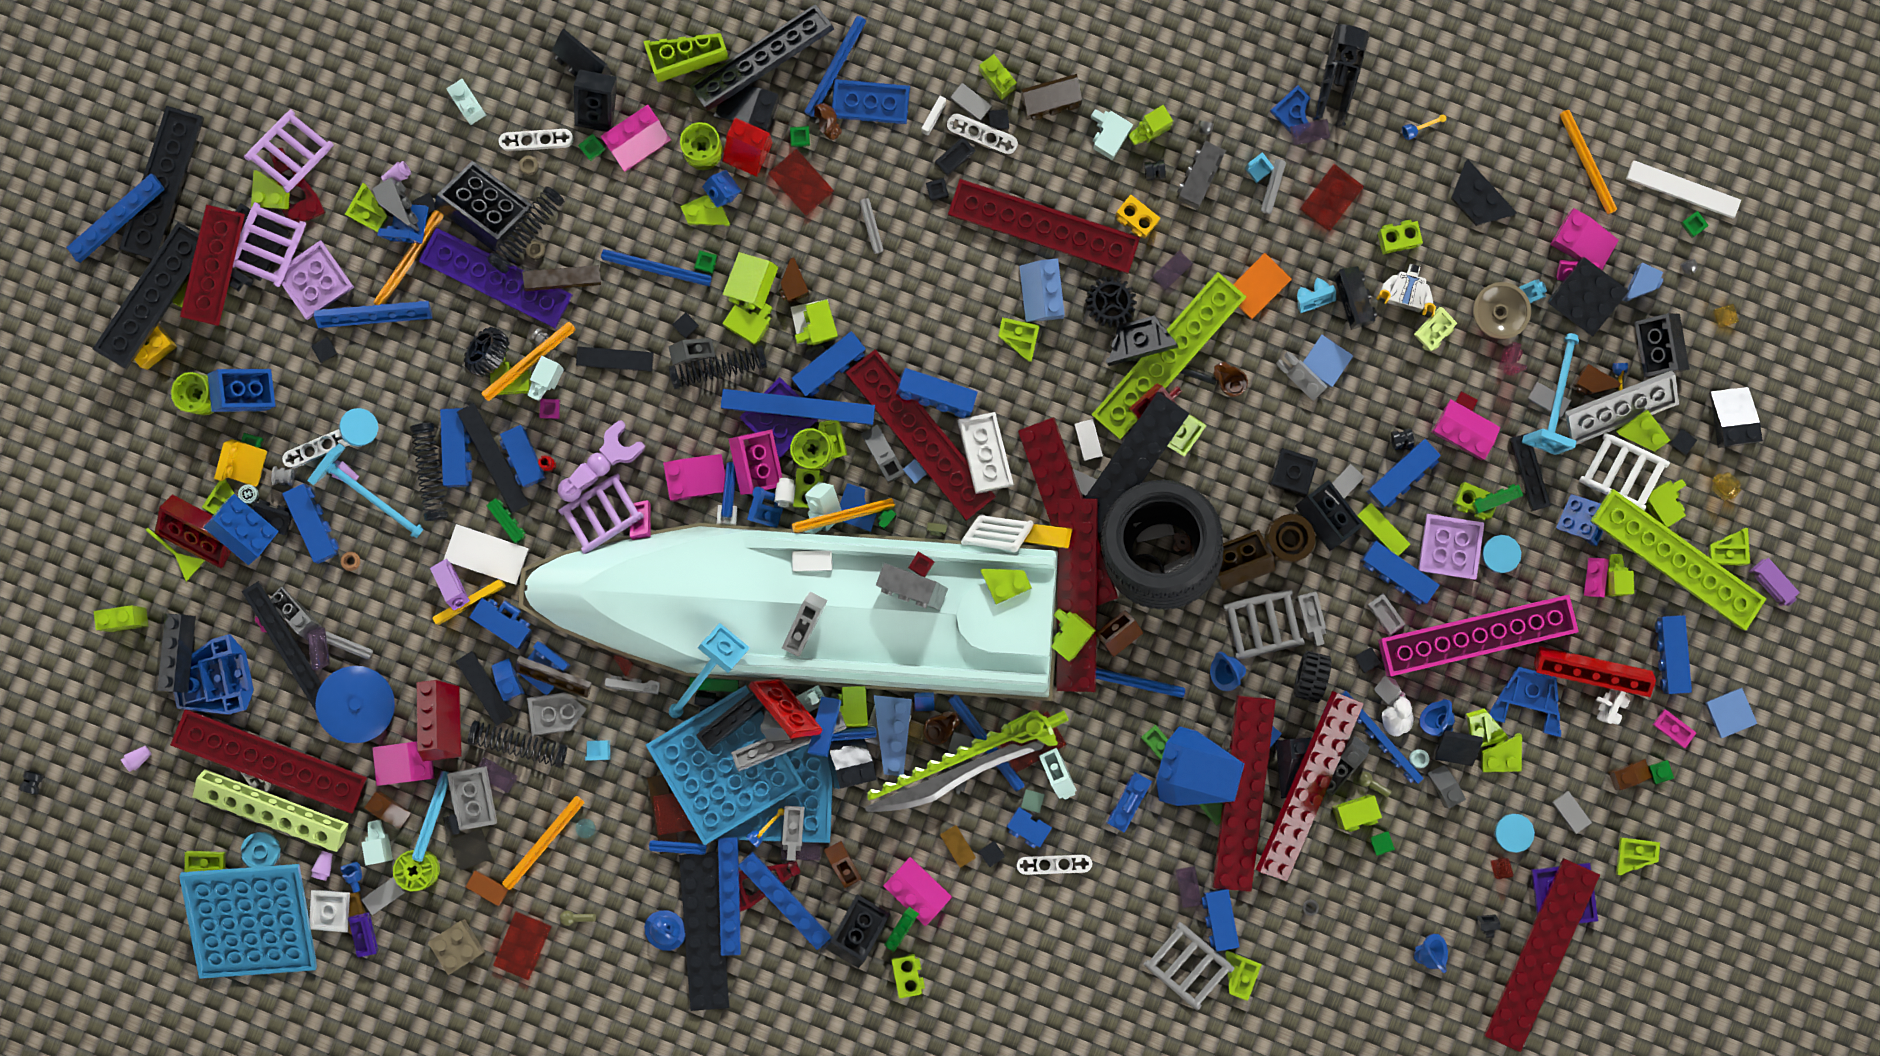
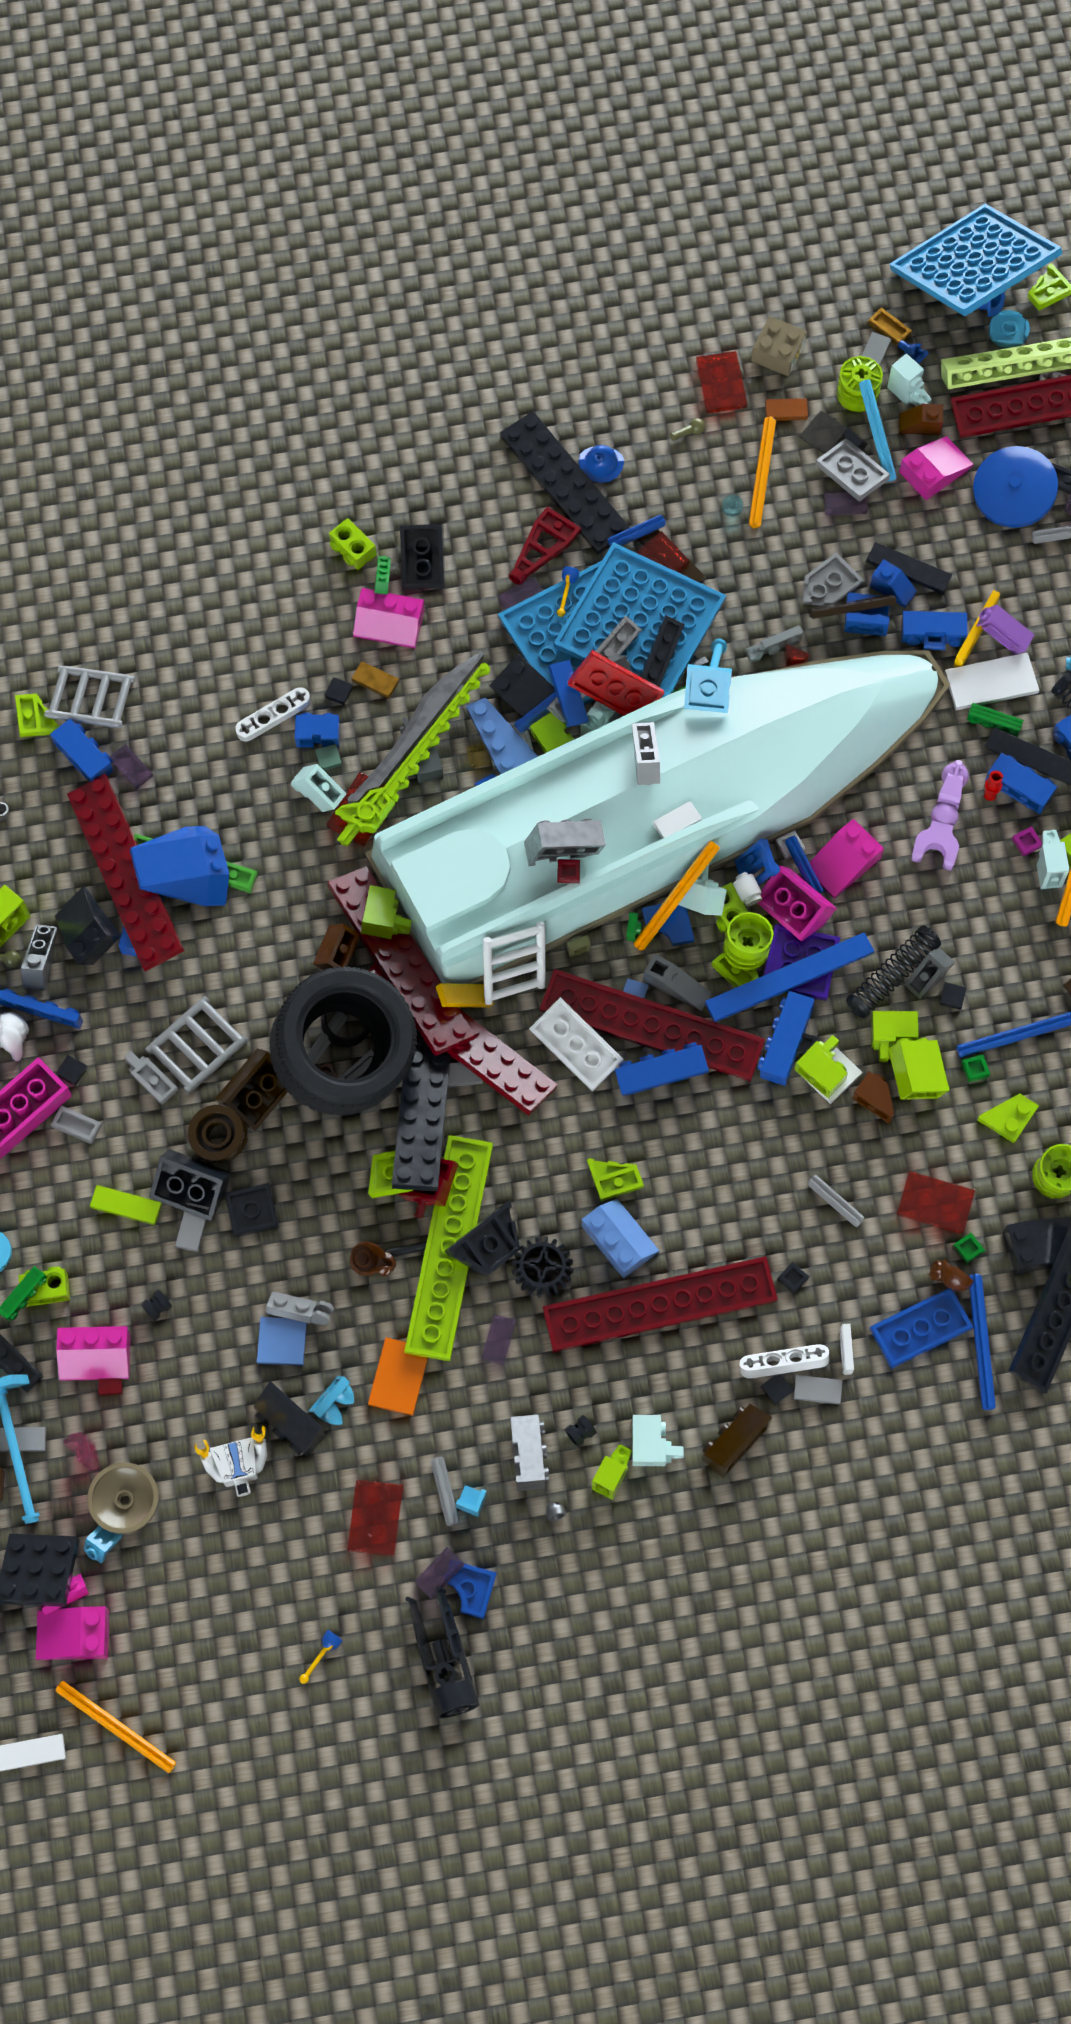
camera: 150 degrees right, 15 degrees down
(322, 867) = (944, 343): lavender cone -> none
(329, 910) = (912, 314): white tile -> none
(363, 934) = (867, 311): dark purple hinge -> none
(438, 720) = (930, 509): dark red slope -> none
(474, 731) = (888, 518): black piece -> none
(598, 750) = (766, 573): medium azure panel -> none
(615, 359) = (998, 924): black tile -> none
(619, 526) = (884, 769): lavender bar -> none
(643, 527) = (869, 788): dark pink plate -> none
(721, 188) = (1010, 1143): blue head -> none
(729, 896) = (561, 517): blue plate -> none
(746, 147) = (1013, 1200): red slope -> none
(784, 900) = (507, 542): blue plate -> none
(793, 830) = (539, 601): light grey hinge -> none
(842, 864) = (474, 602): reddish brown slope -> none
(940, 727) = (457, 768): reddish brown hair -> none
(955, 156) = (797, 1323): black tile -> none
(980, 733) = (414, 786): blue axle -> none
(997, 77) = (807, 1428): lime hinge -> none
(1005, 583) = (474, 900): lime wing -> none
(1088, 440) = (480, 1119): white tile -> none
(1129, 802) = (233, 804): blue piece -> none
(1140, 683) = (288, 920): blue axle -> none
(1141, 212) = (567, 1376): yellow brick -> none
(1226, 672) = (205, 975): blue helmet -> none
(1309, 786) = (63, 912): plate -> none
(1312, 676) = (118, 1013): black tyre -> none
(1388, 690) = (33, 1048): light grey slope -> none
(1400, 573) = (85, 1169): blue brick -> none
(1401, 241) = (272, 1511): lime brick -> none
(1403, 473) = (136, 1270): blue brick -> none
(1435, 329) = (183, 1435): yellowish green bracket -> none
(1451, 546) = (45, 1227): lavender plate -> none
(1479, 198) = (215, 1614): black wing -> none

